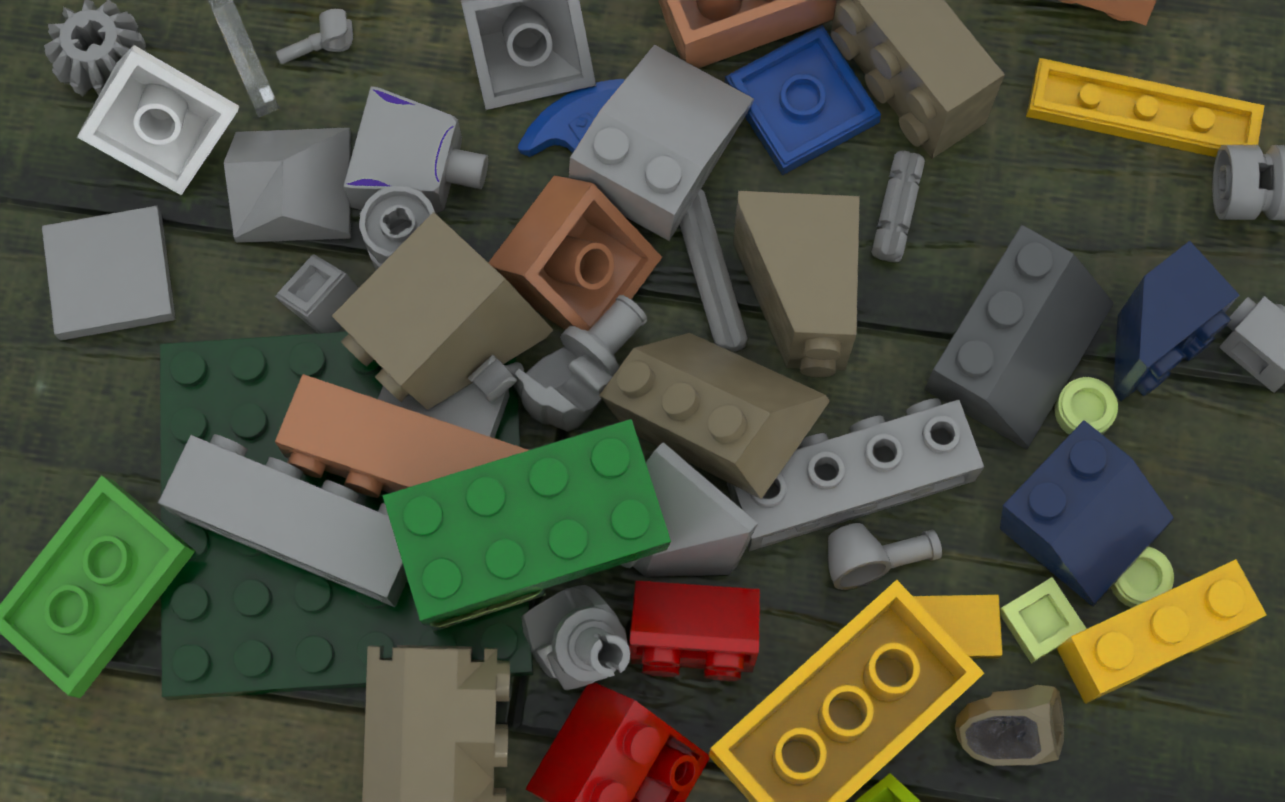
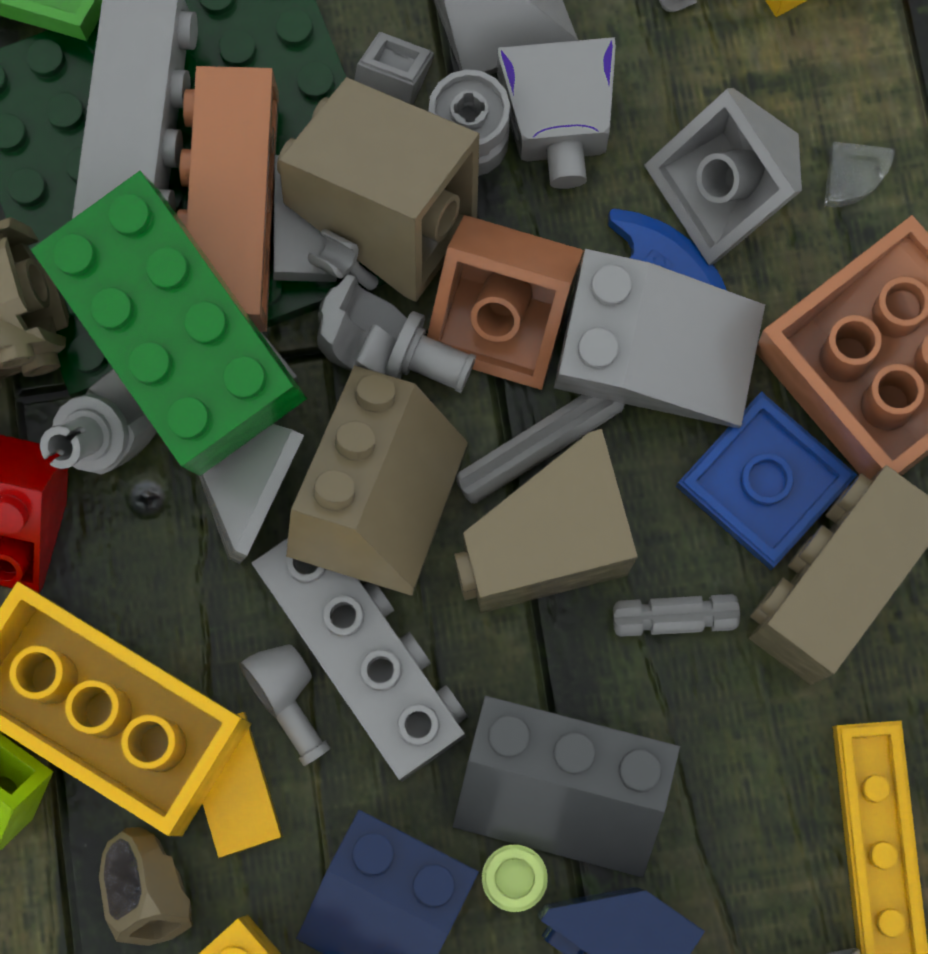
camera: 75 degrees right, 5 degrees up
(695, 629) = (145, 533): red slope -> none
(1041, 619) = (269, 890): yellowish green tile -> none

